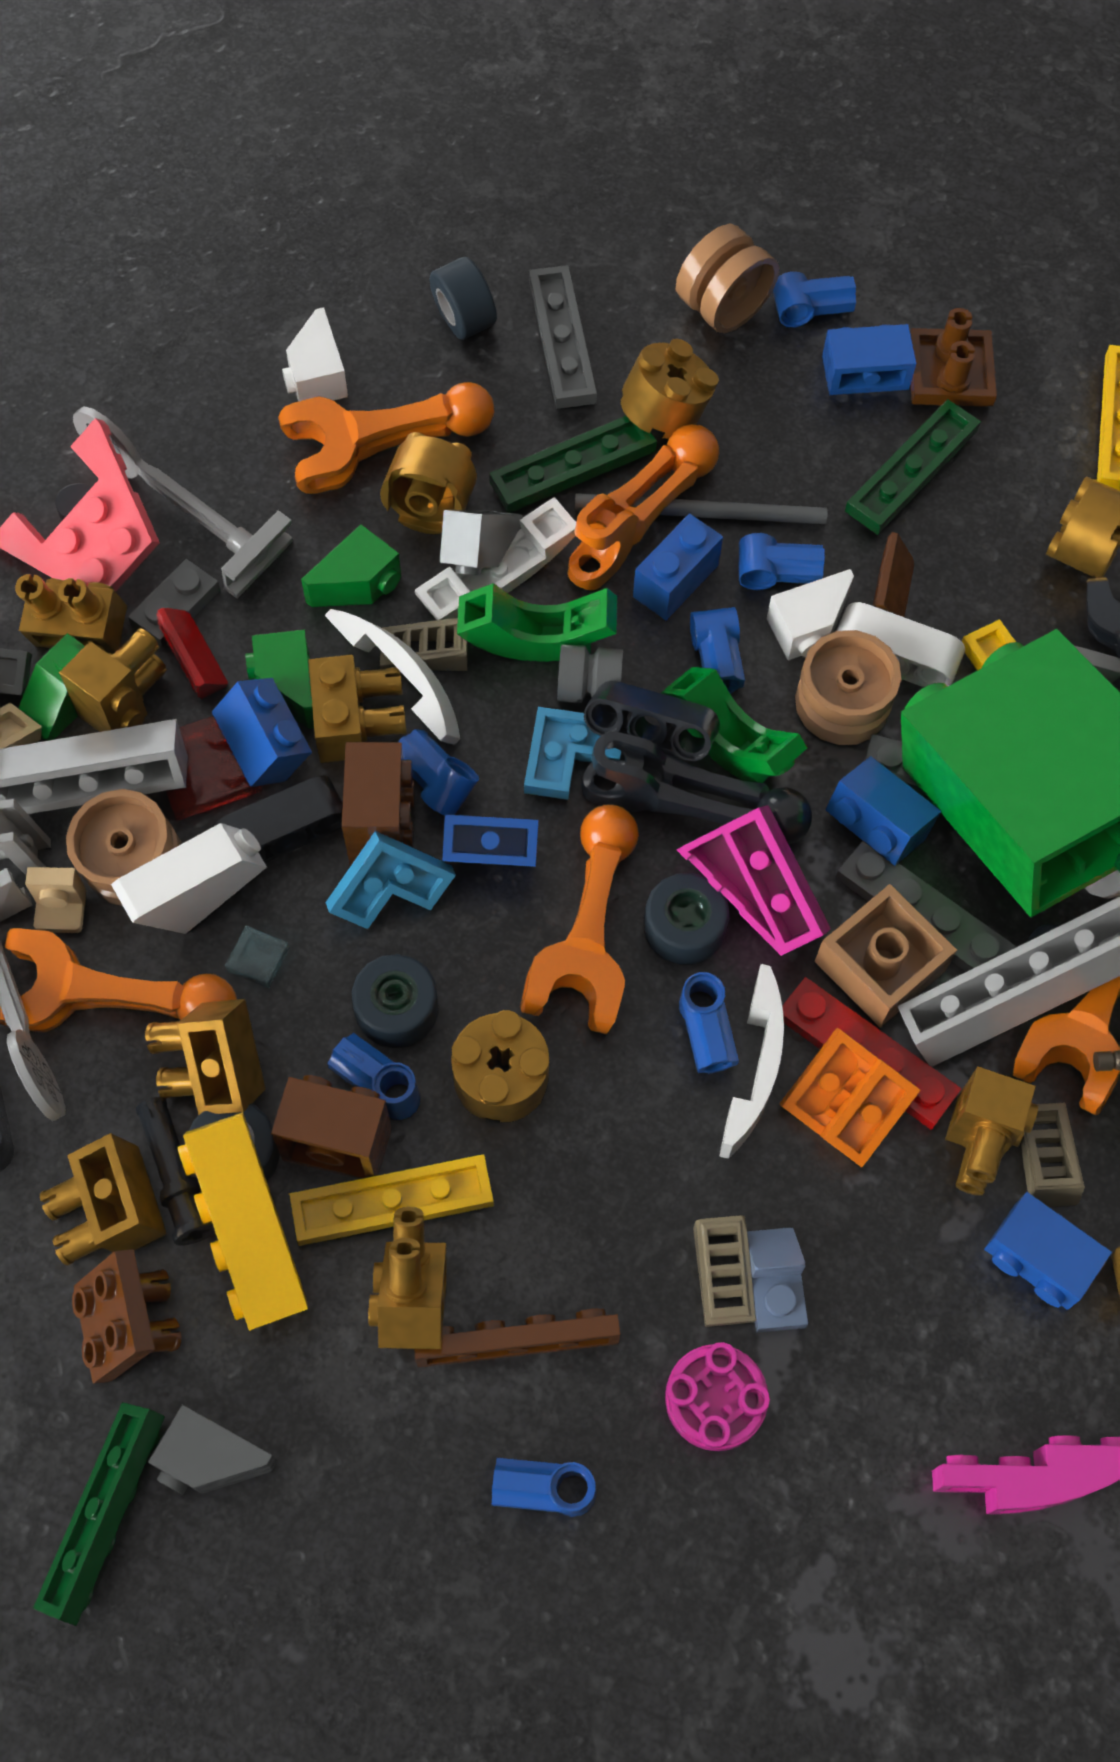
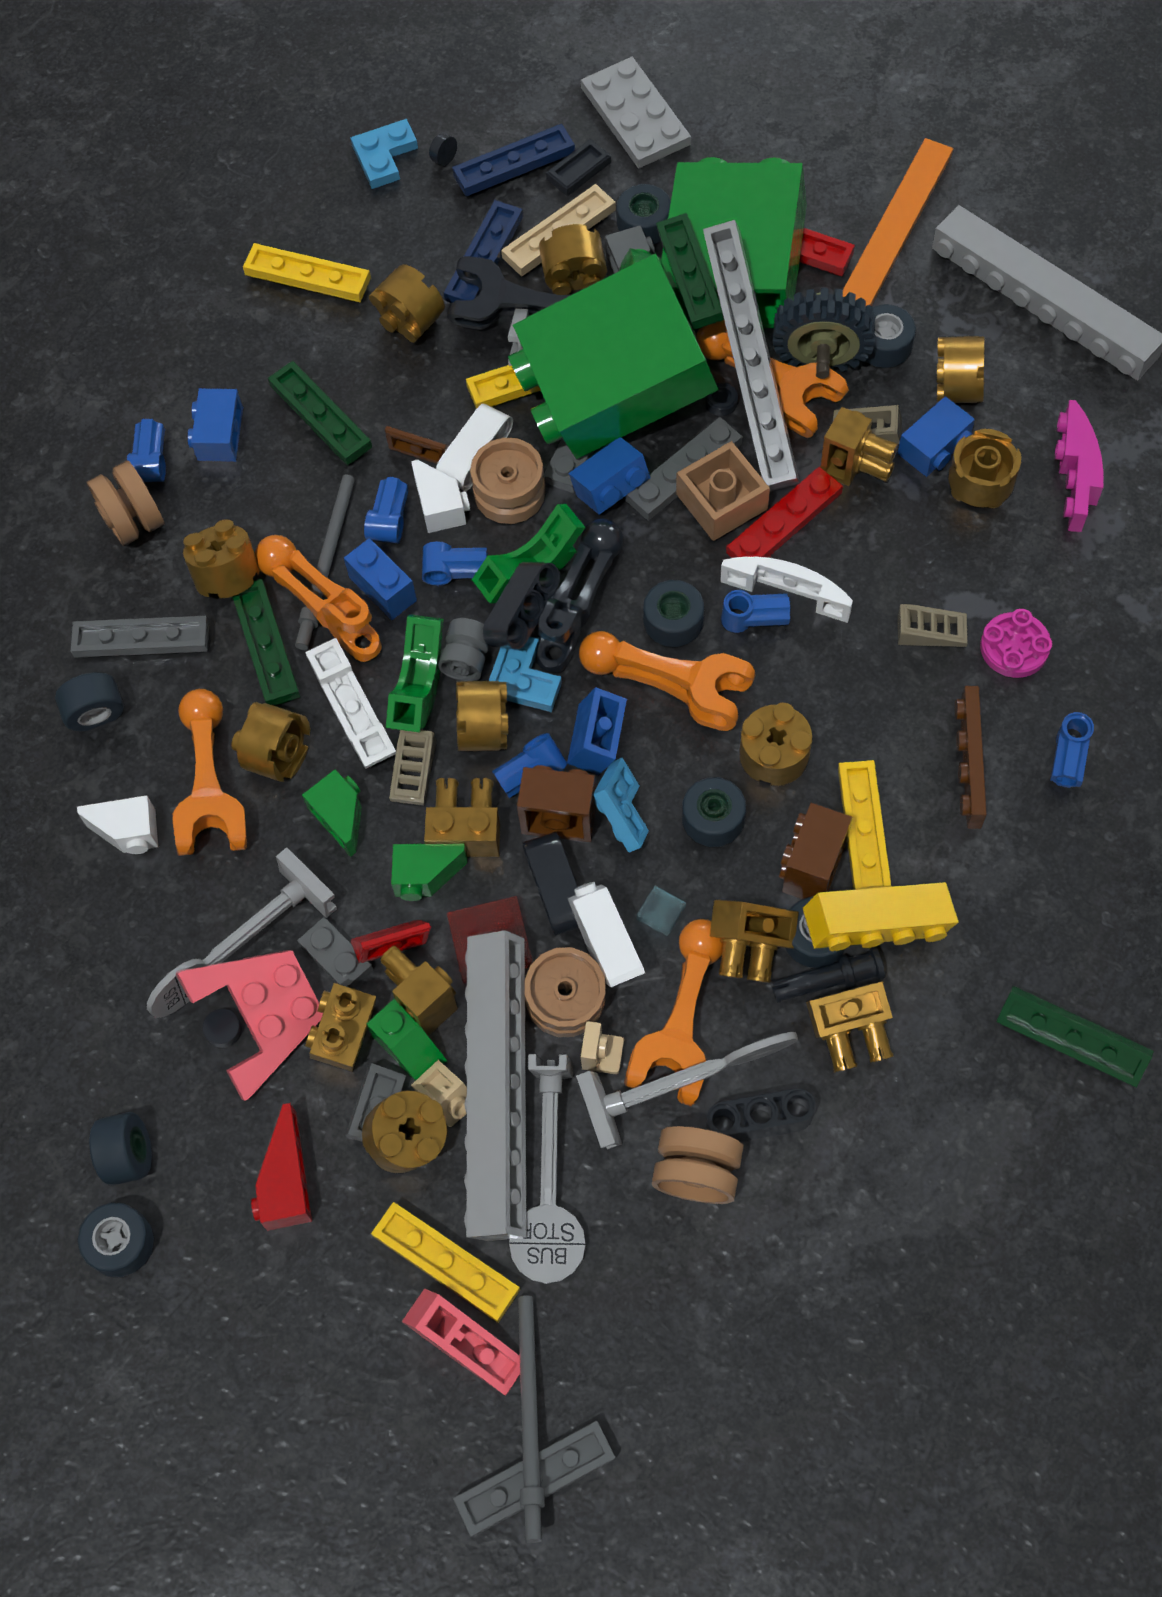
camera: 75 degrees left, 0 degrees up
(115, 1316) = (941, 1013): reddish brown plate -> none
(206, 1455) = (1040, 962): dark grey slope -> none
(261, 731) = (479, 883): blue brick -> none
(368, 1068) = (768, 831): blue piece -> none
(409, 1287) = (938, 811): pearl gold brick -> none
(434, 706) = (403, 802): white slope -> none
(476, 538) = (331, 711): slope -> none
(492, 700) = (481, 715): none -> pearl gold brick
(761, 878) = (652, 555): dark pink wedge -> none
(777, 1280) = (933, 592): sand blue slope -> none
(849, 1097) = (819, 530): orange slope -> none
(953, 363) = (236, 367): reddish brown plate -> none
(1021, 1306) = (984, 468): none -> pearl gold brick

